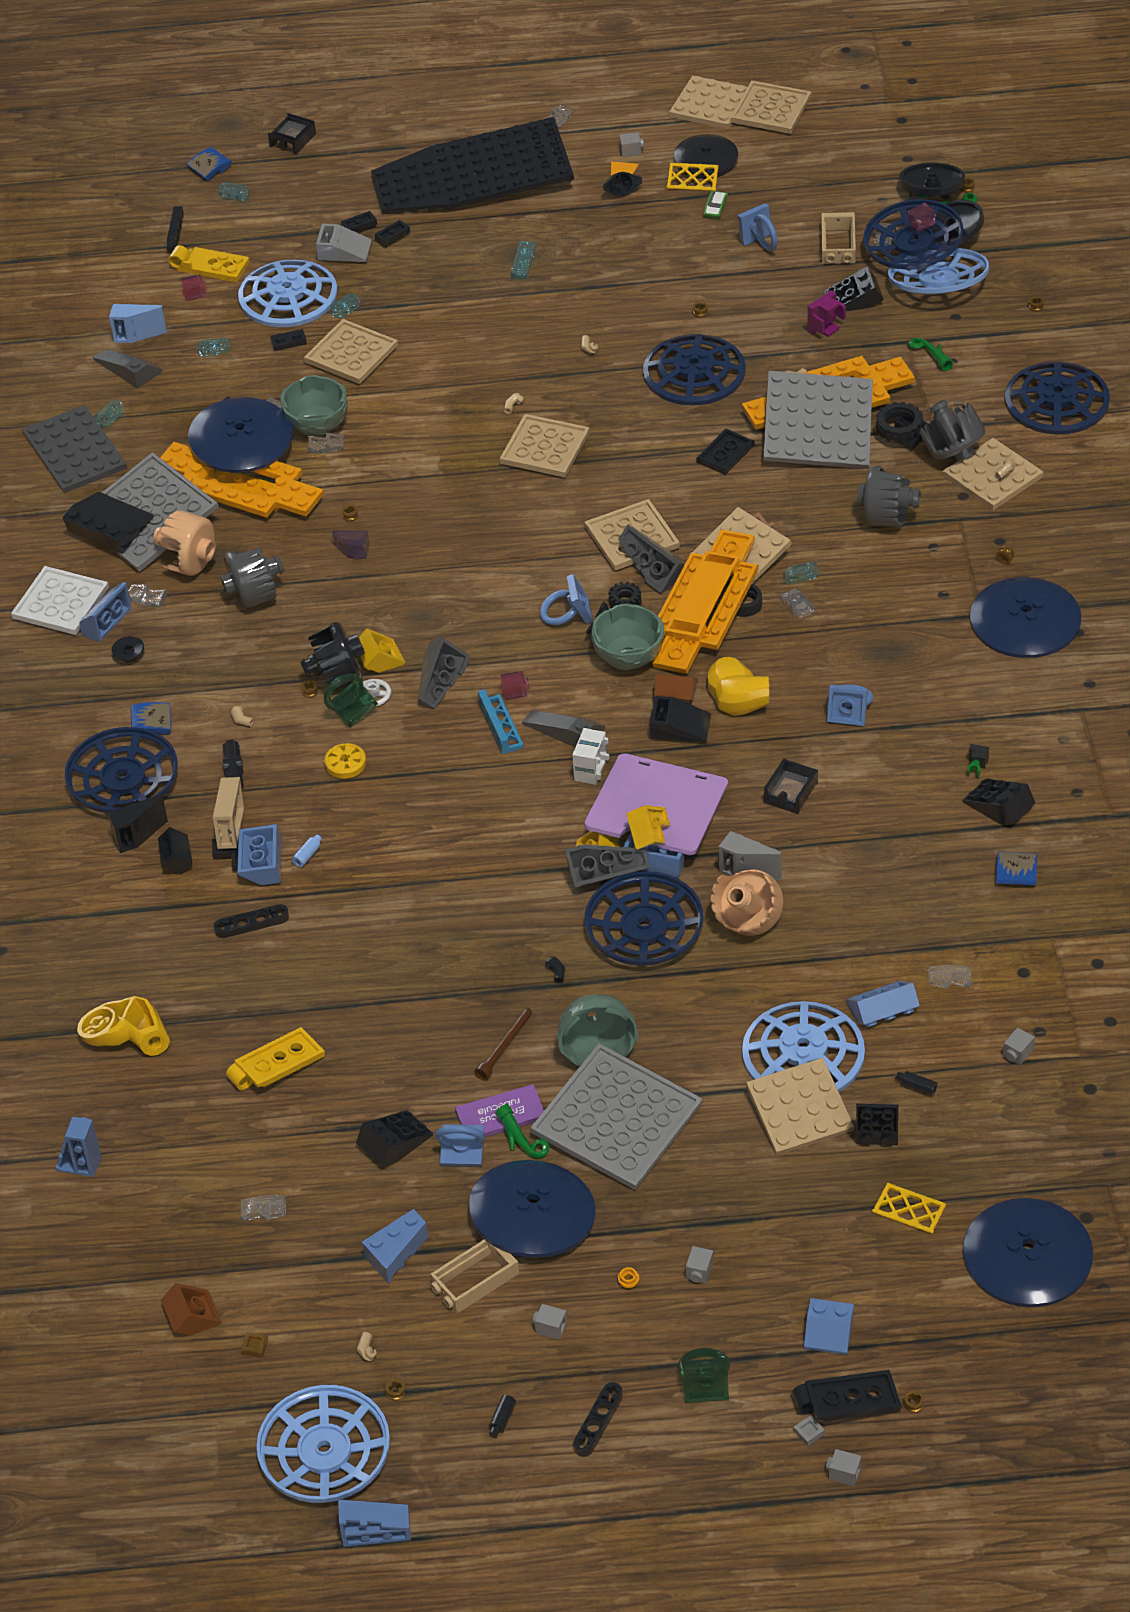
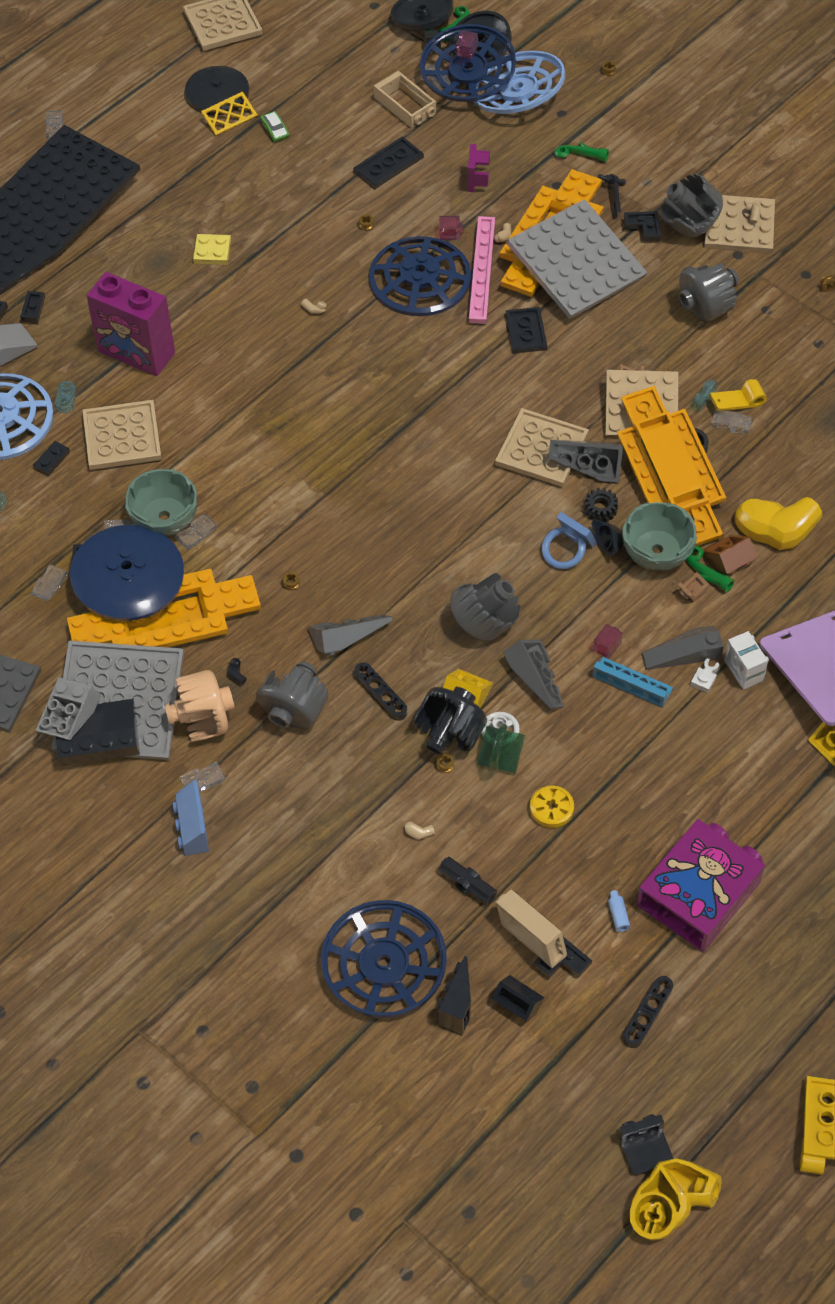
camera: 45 degrees left, 10 degrees up
(59, 600) = (132, 837): white plate -> none
(101, 491) = (68, 708): none -> light grey slope
(128, 648) = (247, 832): black piece -> none
(152, 716) = (344, 889): slope -> none
(152, 984) = (644, 1143): none -> black bracket
(185, 417) = (50, 583): none -> clear slope
(245, 543) = (234, 671): none -> black arm
(260, 854) = (595, 945): medium blue slope -> none
(320, 606) = (383, 689): none -> black beam
(332, 562) = (335, 636): none -> dark grey wedge
(352, 543) = (328, 607): slope -> none
(378, 867) = (701, 884): none -> magenta brick
(426, 273) = (131, 323): none -> magenta brick
(446, 605) = (485, 608): none -> dark grey piece
(511, 401) = (309, 392): tan arm -> none
(523, 260) = (174, 264): clear light blue plate -> none
(544, 445) = (383, 415): tan plate -> none
(555, 754) = (705, 677): none -> white plate
(565, 265) = (212, 249): none -> light yellow plate
(620, 692) = (694, 587): none -> medium nougat bracket
(622, 183) = (180, 151): black hat -> none
(623, 167) = (160, 139): light orange sticker -> none
(631, 144) = (147, 114): light grey brick -> none
(644, 691) = (723, 582): none -> green plant
(678, 720) = (766, 582): black slope -> none
(708, 102) = (166, 43): tan plate -> none
(741, 391) = (482, 270): none -> bright pink plate
(755, 347) = (450, 227): none -> clear pink brick
(756, 225) = (335, 124): medium blue tile -> none
(771, 277) = (388, 162): none -> black tile
(819, 590) = (748, 397): none -> yellow door
(858, 290) = (470, 130): black slope -> none
(899, 410) = (639, 210): black tyre -> none
(925, 384) = (613, 182): none -> black piece
(1047, 396) = (711, 137): dark blue dish -> none

